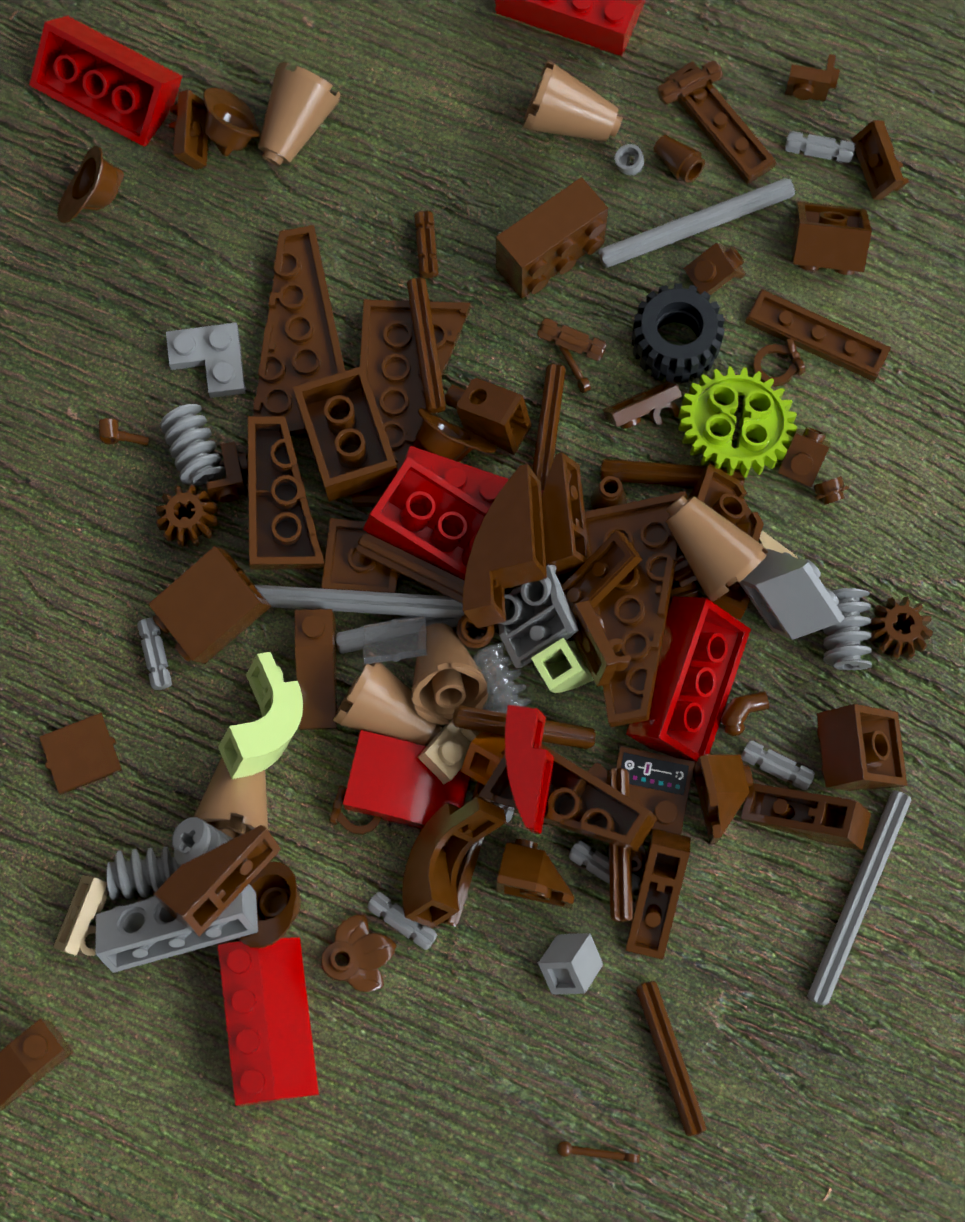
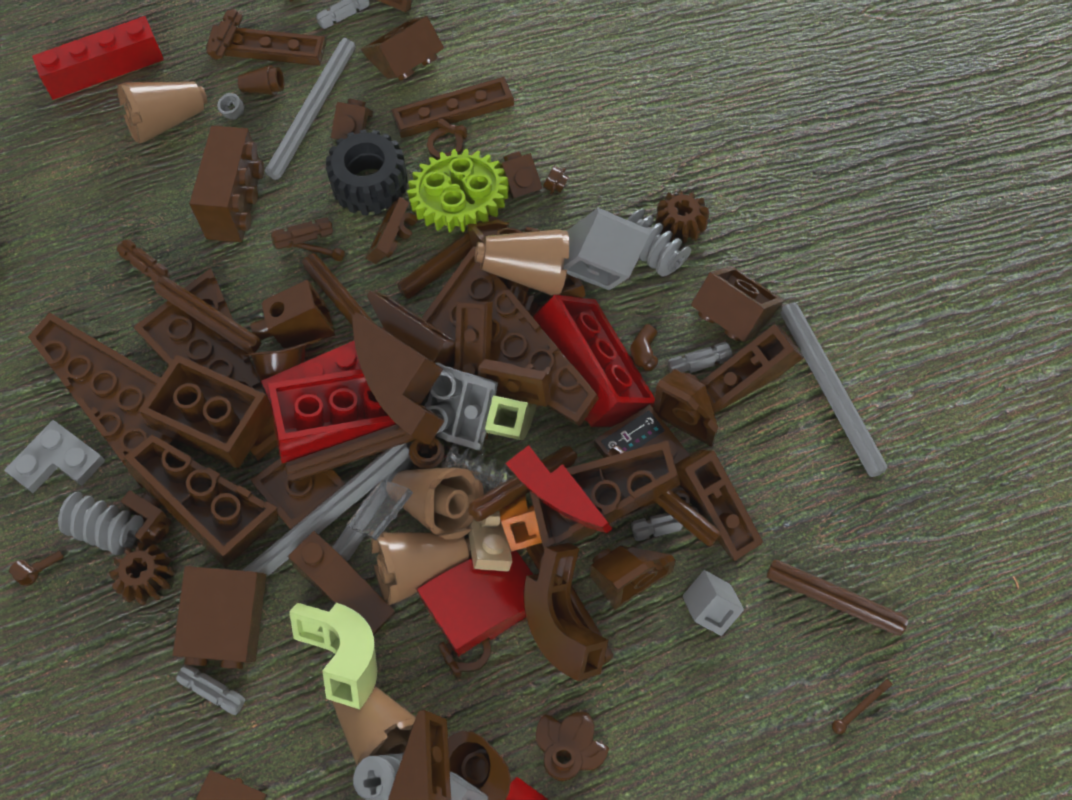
camera: 45 degrees left, 10 degrees down
(394, 916) = (574, 691): light grey axle -> none
(602, 496) = (422, 296): reddish brown cone -> none

